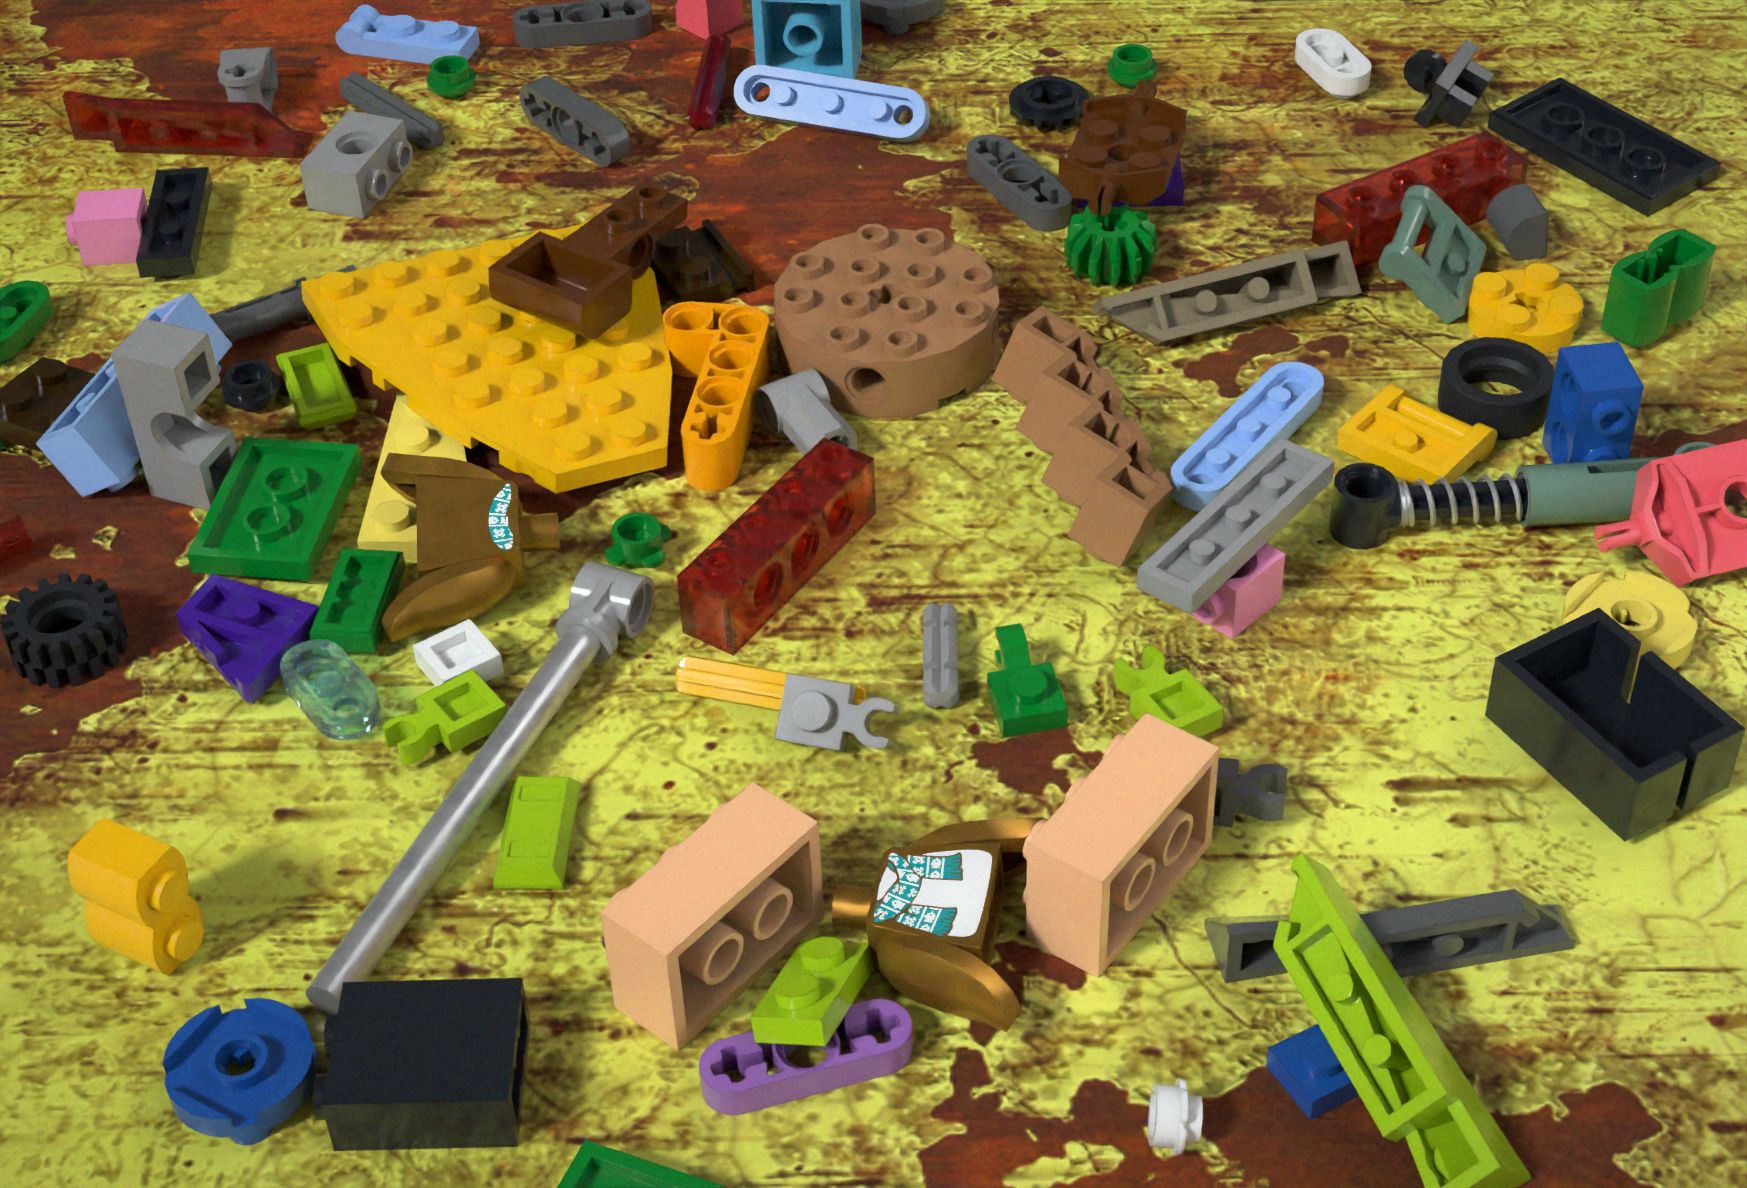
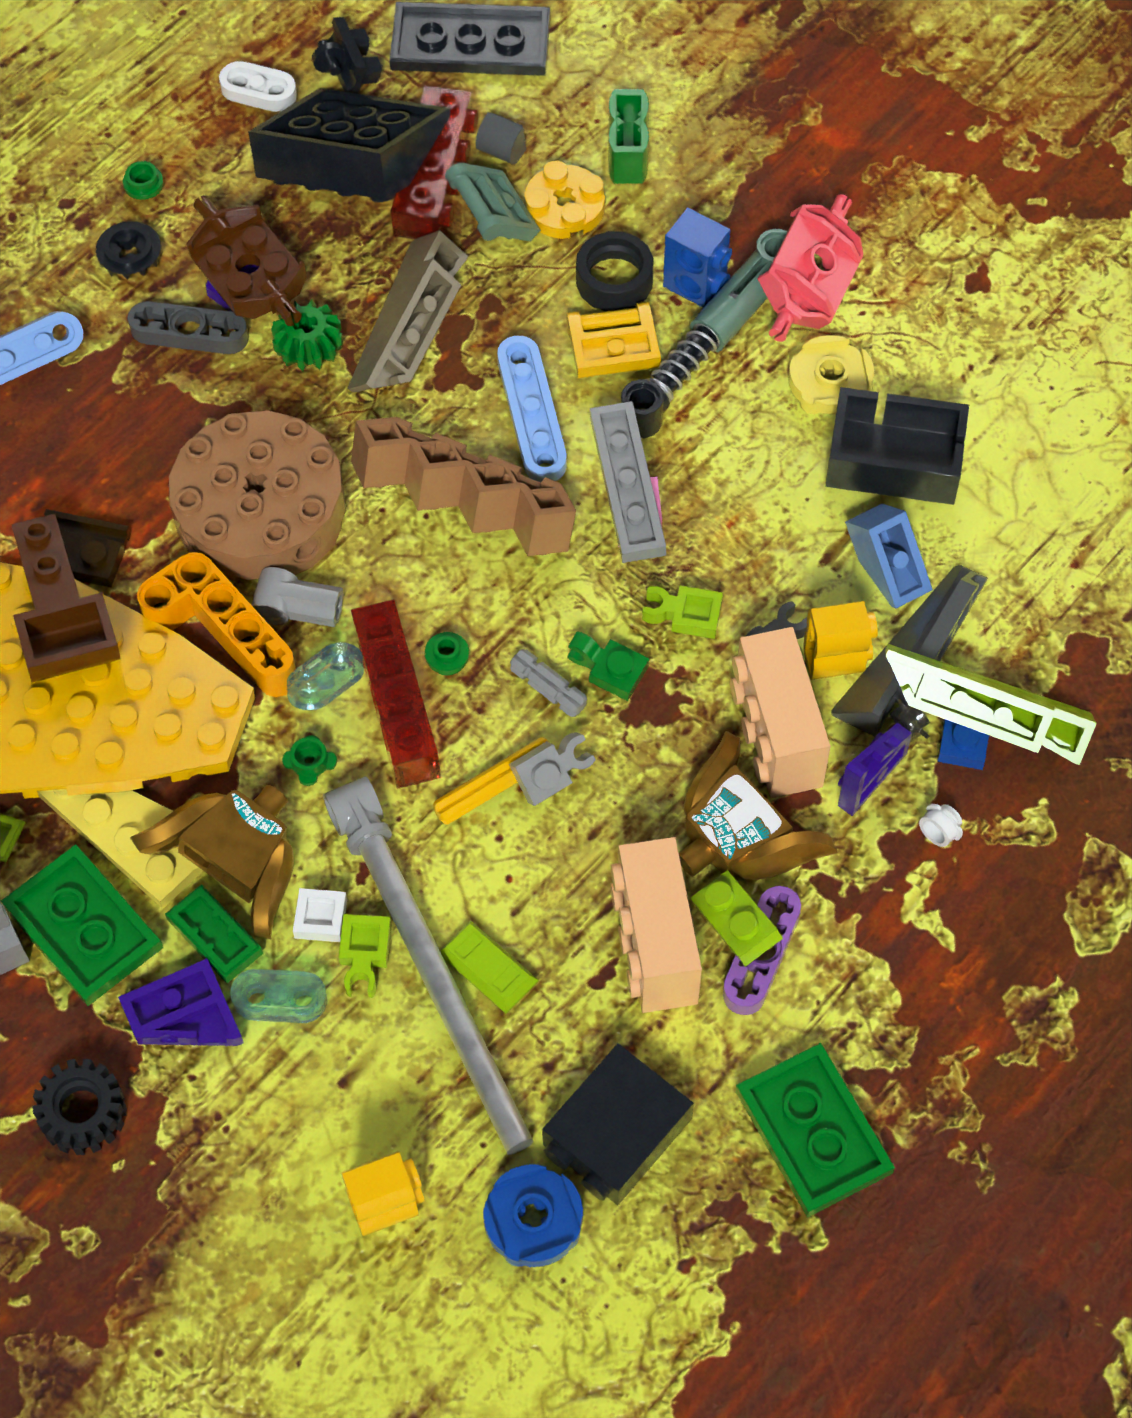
camera: 50 degrees left, 20 degrees up
(732, 477) = (325, 676): none -> clear light blue plate
(880, 560) = (450, 663): none -> green plate
(1160, 982) = (872, 767): none -> dark purple wing
(1271, 990) = (911, 719): none -> clear smoke plate
(1272, 819) = (839, 639): none -> yellow brick
(1342, 126) = (347, 143): none -> black slope
(1468, 822) = (889, 553): none -> medium blue slope

